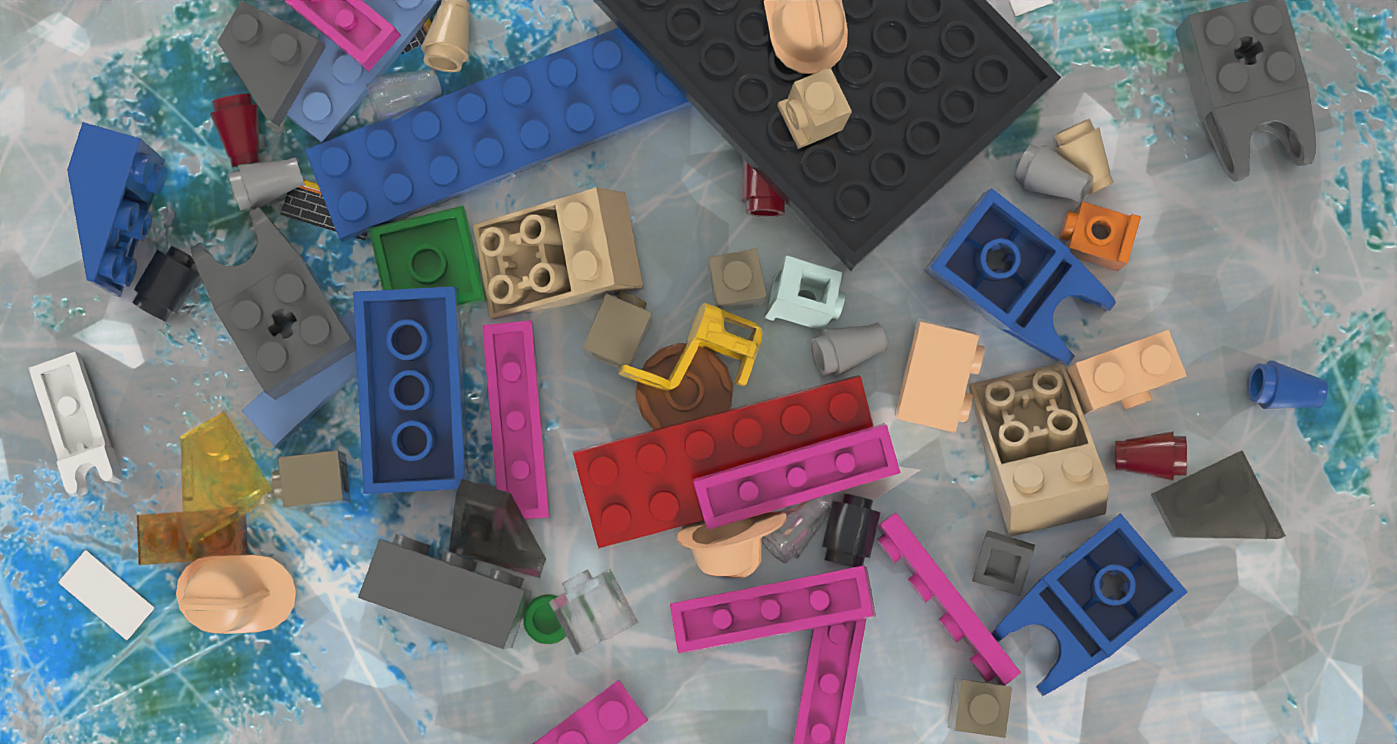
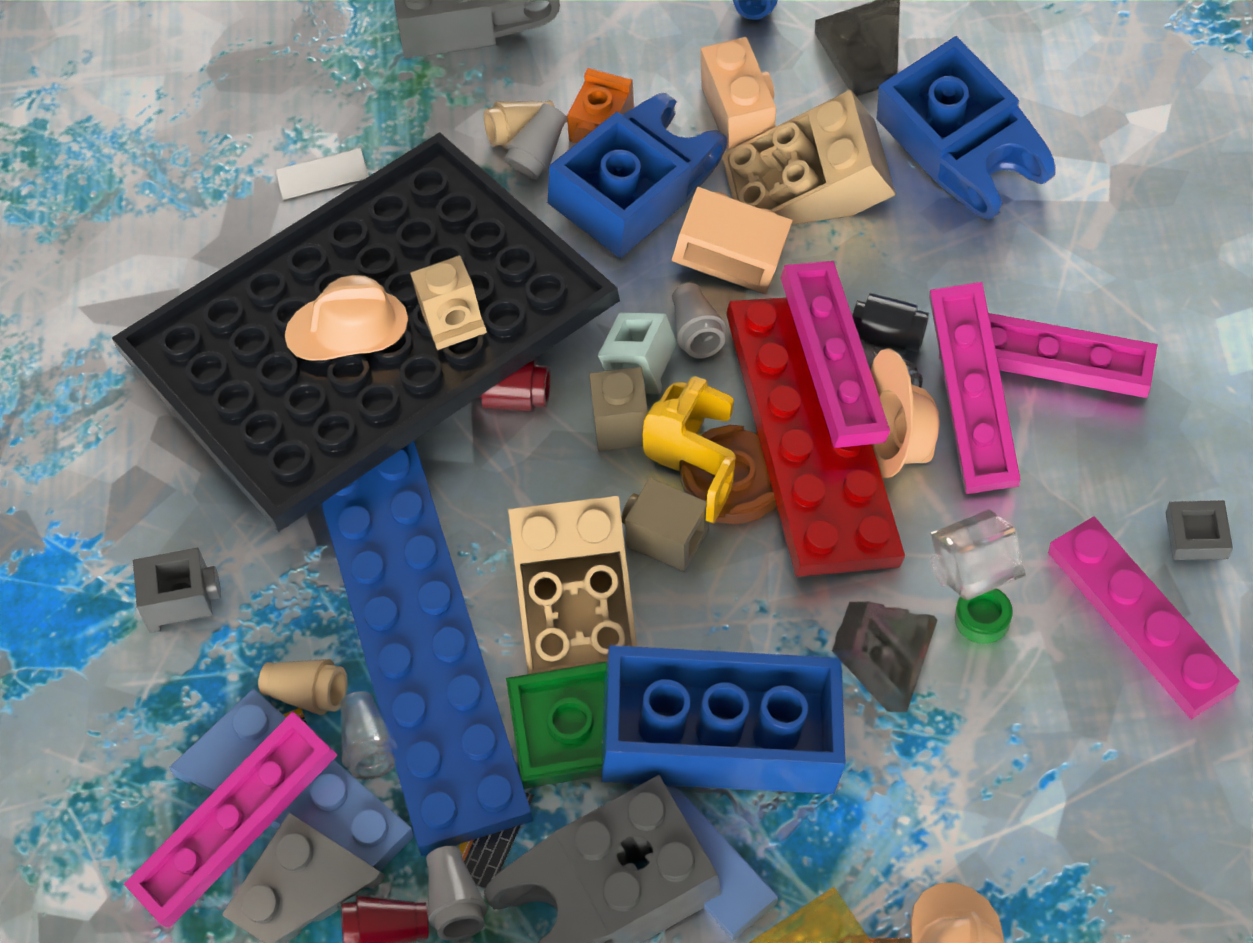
camera: 80 degrees left, 25 degrees down
(312, 480) = (822, 847): dark tan brick -> none
(446, 591) = (957, 690): dark grey brick -> none
(516, 416) = (750, 627): dark pink plate -> none
(958, 617) = (962, 244): dark pink plate -> none
(979, 707) = (1068, 222): dark tan brick -> none
(1003, 562) = (922, 200): dark grey plate -> none
(1153, 455) = (818, 76): dark red cone -> none

